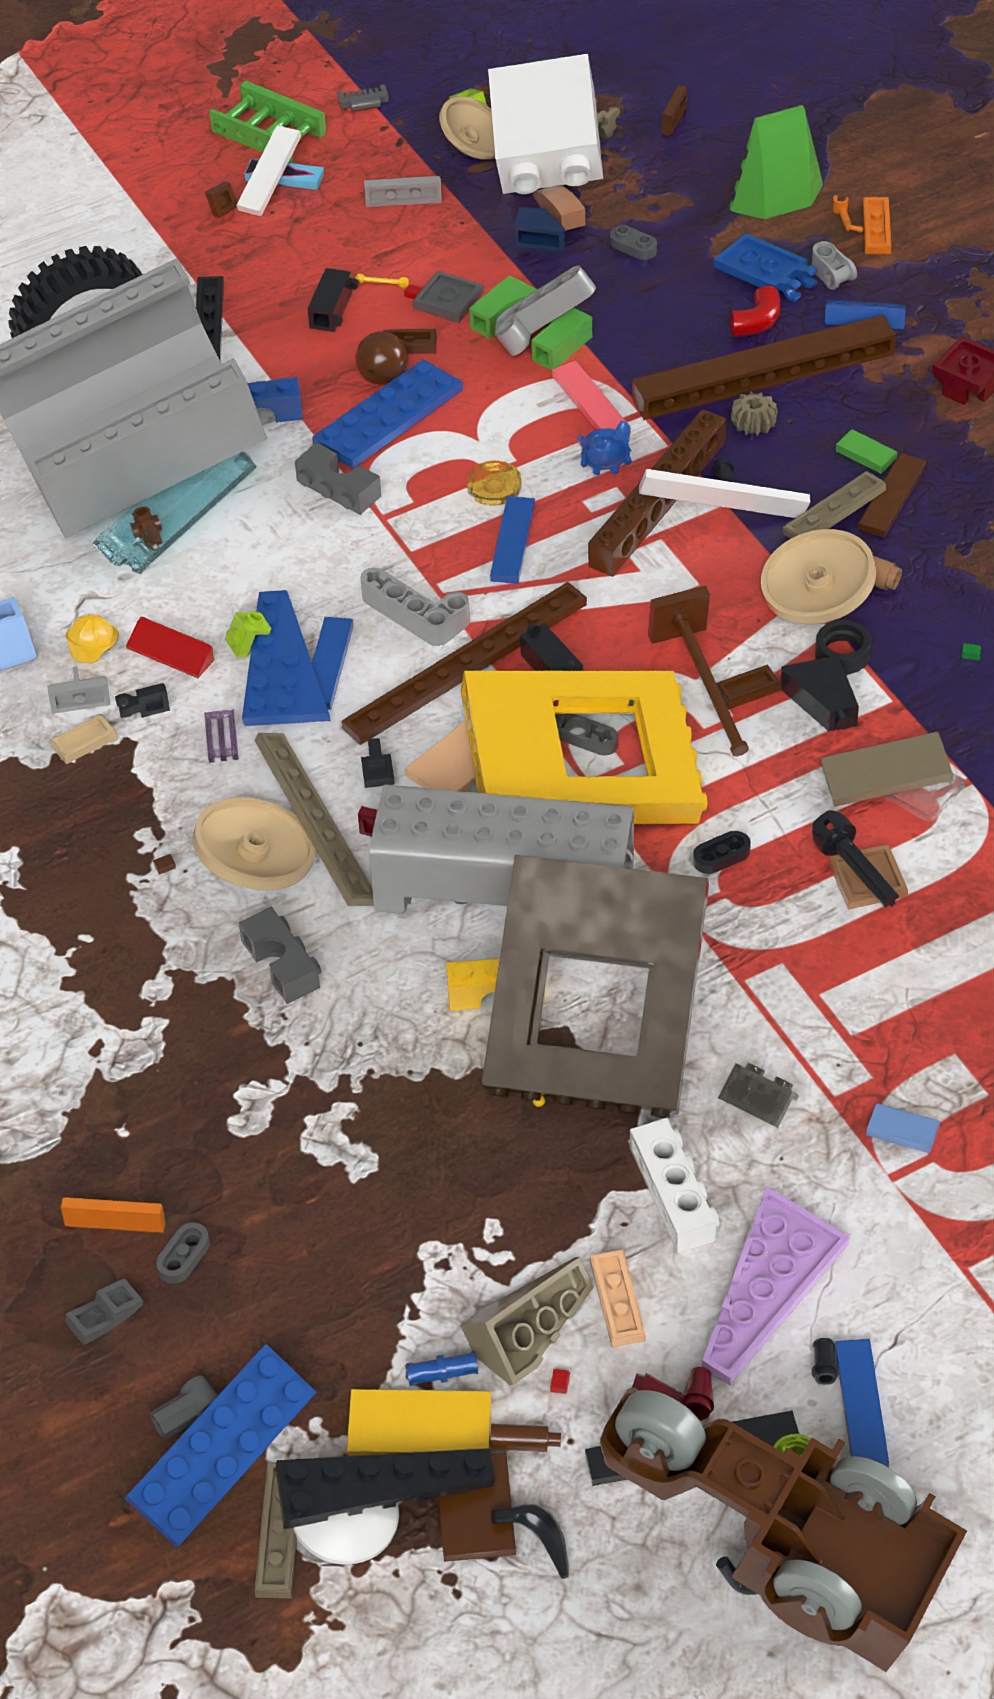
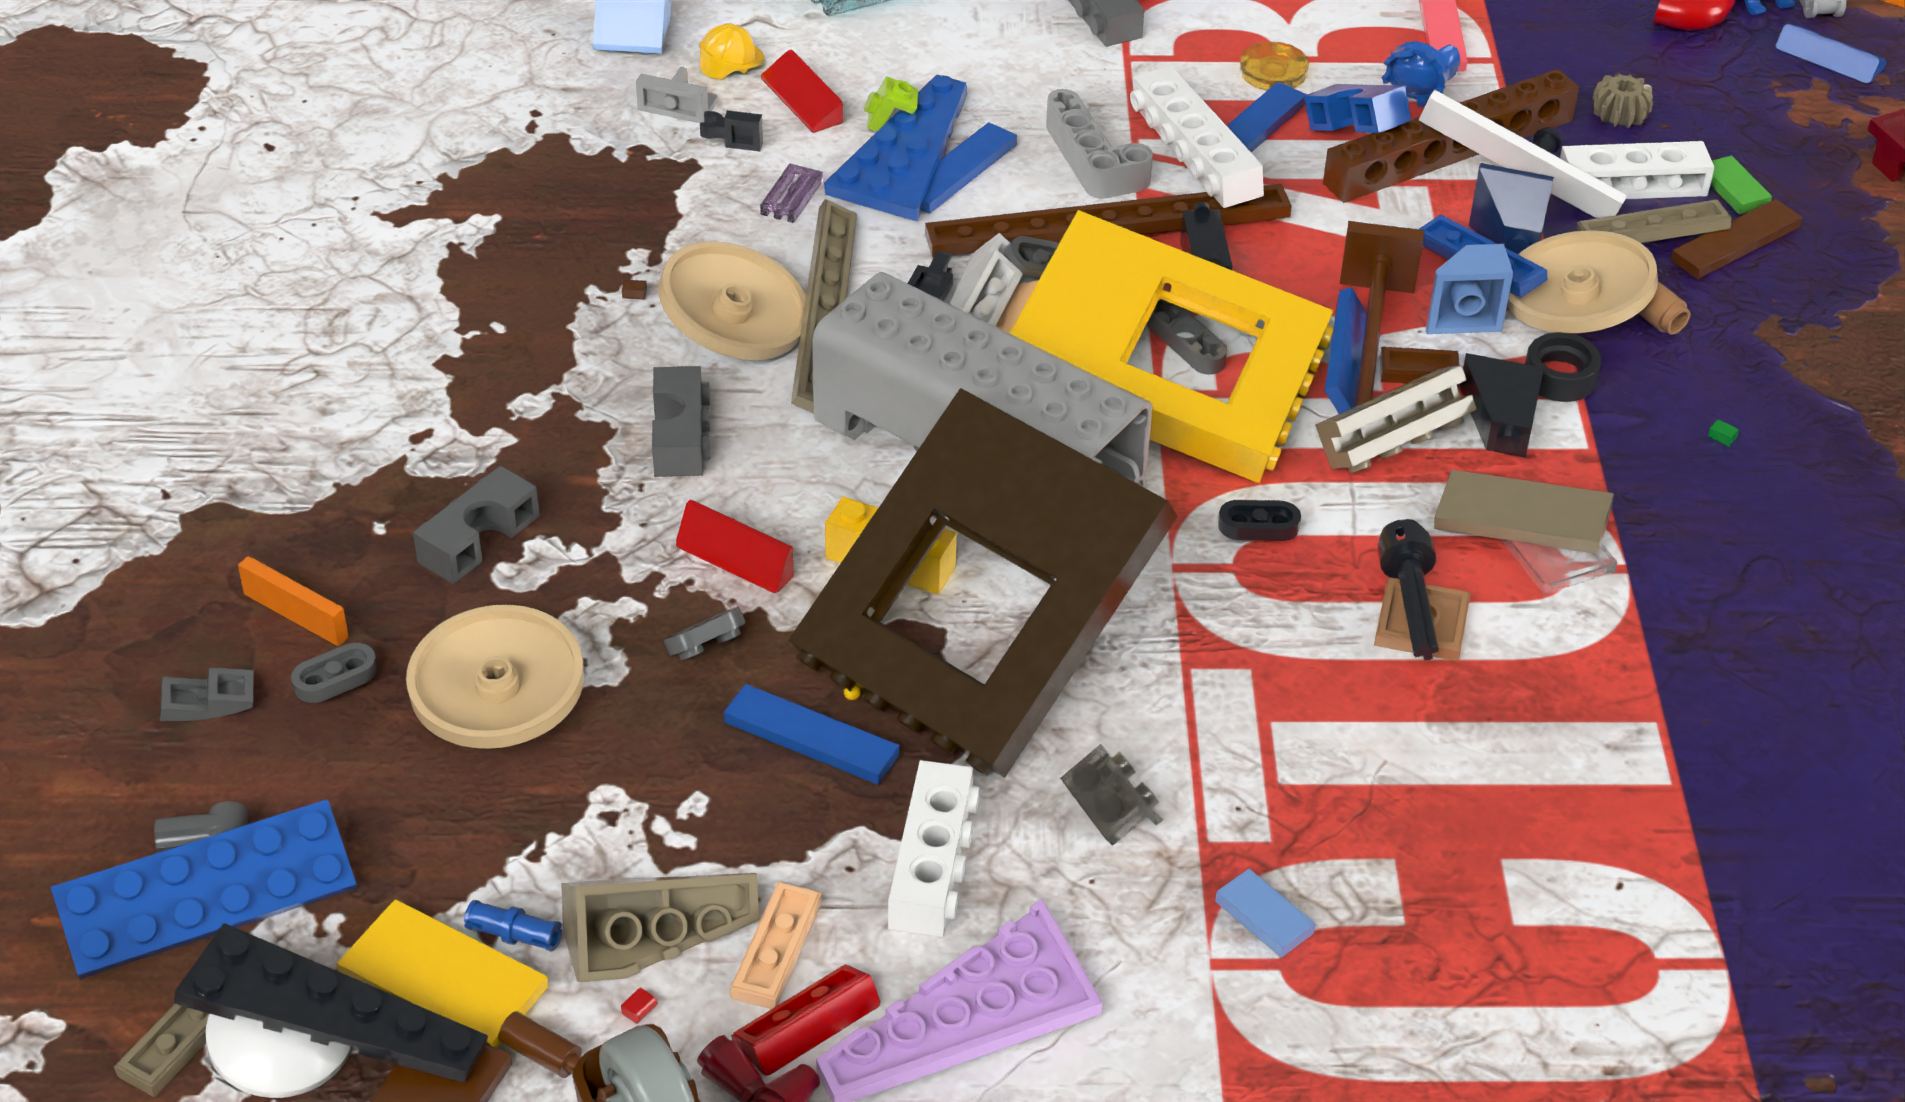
camera: 25 degrees right, 5 degrees down
(83, 739) = (647, 142): tan tile -> none
(199, 1075) = (451, 538): none -> dark grey arch
(303, 1203) = (495, 676): none -> tan dish
(388, 1032) = (735, 547): none -> red slope
(418, 1098) = (720, 626): none -> dark grey plate
(419, 751) = (987, 282): none -> white wedge
(441, 716) = (1030, 254): none -> dark grey plate
(487, 568) = (1197, 136): none -> white brick
(535, 1143) = (811, 734): none -> blue tile
(603, 495) = (1366, 106): none -> blue arch
(671, 1335) = (808, 1018): none -> red slope
(696, 698) = (1346, 351): none -> blue tile
(739, 539) = (1510, 206): none -> slope
(739, 582) = (1449, 237): none -> blue tile
(757, 615) = (1471, 291): none -> medium blue slope
(763, 367) = (1671, 60): reddish brown brick -> none
(764, 736) = (1394, 419): none -> brick
(803, 464) = (1646, 168): none -> white brick

